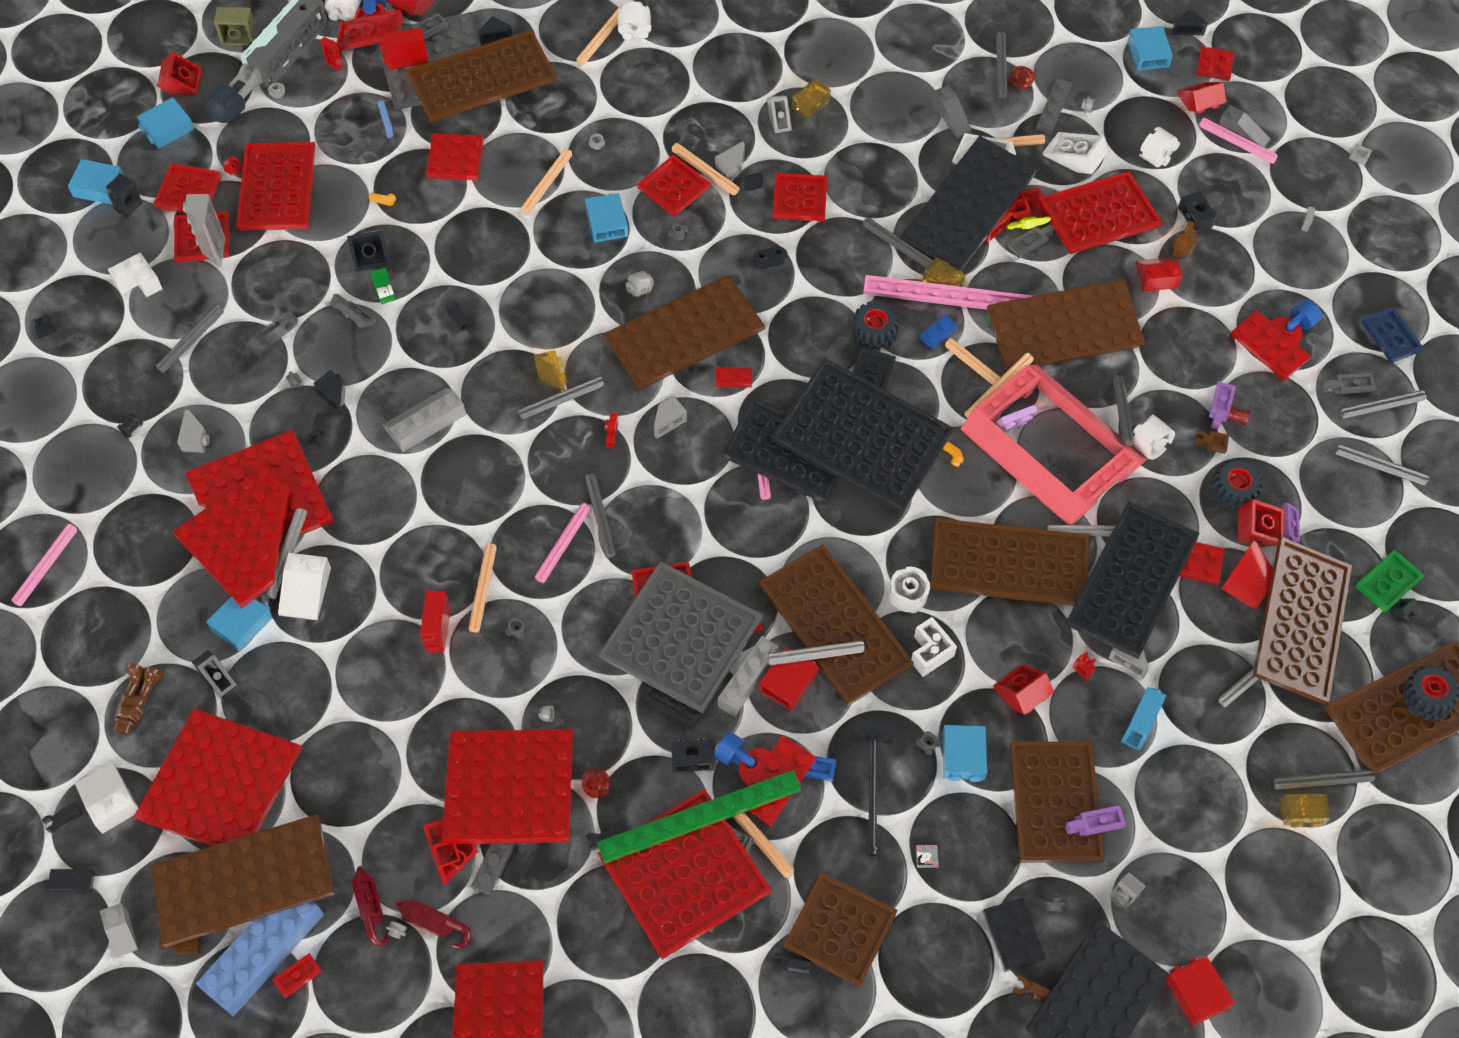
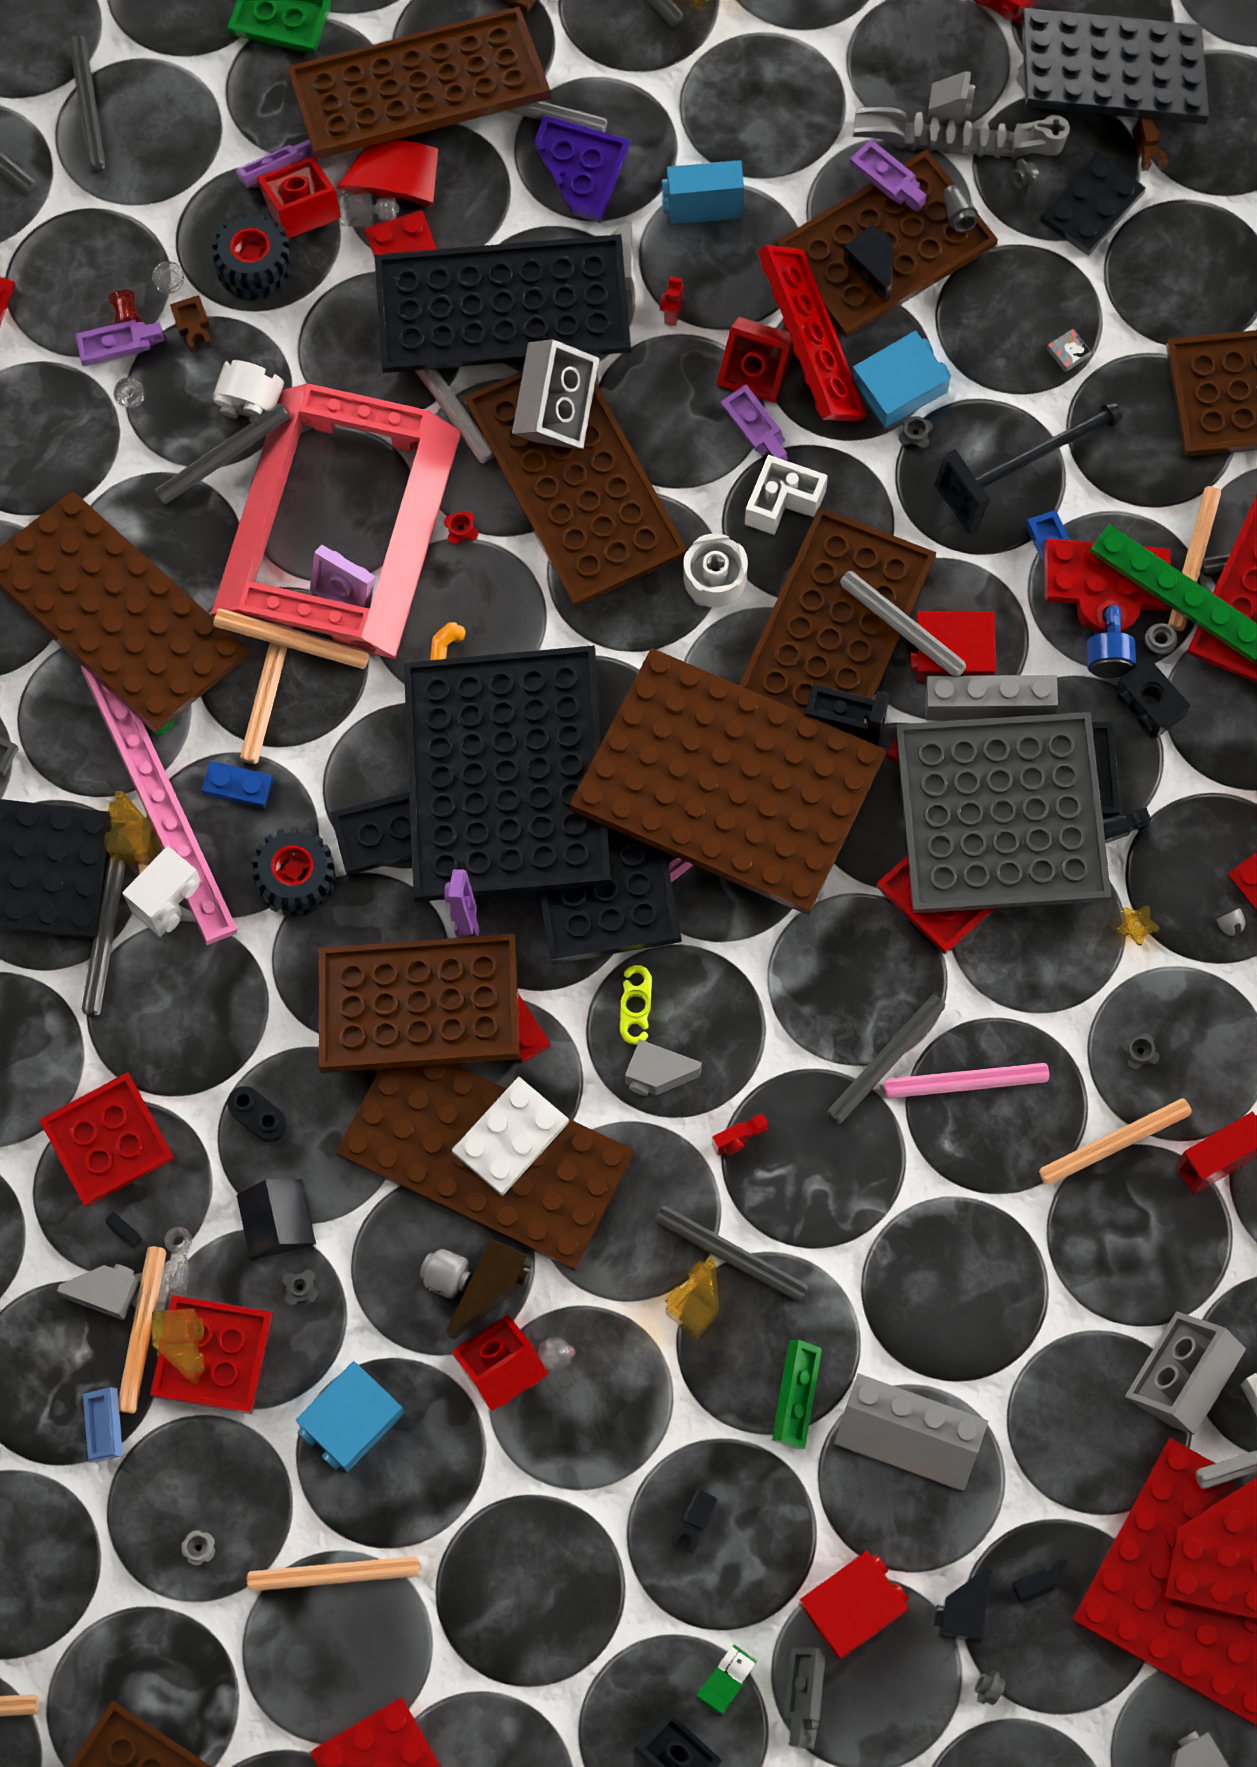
camera: 120 degrees left, 10 degrees up
(353, 542) = (1186, 1372): none -> light grey slope
(371, 350) = (854, 1604): none -> red brick
(477, 383) = (796, 1394): none -> green plate
(571, 306) = (555, 1353): none -> clear plate
(579, 674) = (1146, 924): none -> clear yellow plate
(584, 281) = (500, 1363): none -> red slope
(623, 300) = (492, 1283): none -> dark brown slope
(635, 695) = (1121, 825): none -> black bar
(674, 134) = (102, 1425): none -> medium blue tile
(681, 338) = (510, 1136): none -> white plate
(685, 168) = (176, 1339): none -> clear yellow slope
(710, 435) = (643, 991): none -> neon yellow piece
(715, 240) = (275, 1217): none -> black slope
(719, 191) = (177, 1271): none -> clear plate
(722, 780) = (1161, 630): none -> light grey plate
(772, 337) = (418, 1003): none -> reddish brown plate
(778, 606) = (849, 710): none -> black bracket
(787, 522) = (728, 781): none -> reddish brown plate
(804, 371) = (462, 904): none -> medium lavender hinge
(900, 263) = (159, 890): none -> white brick
(983, 664) = (755, 422): none -> medium lavender hinge
(1014, 491) = (458, 519): none -> red plate
(1018, 715) = (812, 334): none -> red plate
(1044, 777) = (871, 259): none -> black slope
(1049, 845) = (959, 209): none -> dark grey cone
(1058, 567) = (555, 394): none -> light grey slope
(1105, 884) = (891, 125): none -> light grey piece
(1187, 394) = (129, 392): none -> clear plate
(1202, 675) = (582, 164): none -> dark purple plate
(1234, 549) = (357, 209): none -> clear plate
(1248, 446) = (168, 277): none -> clear tile

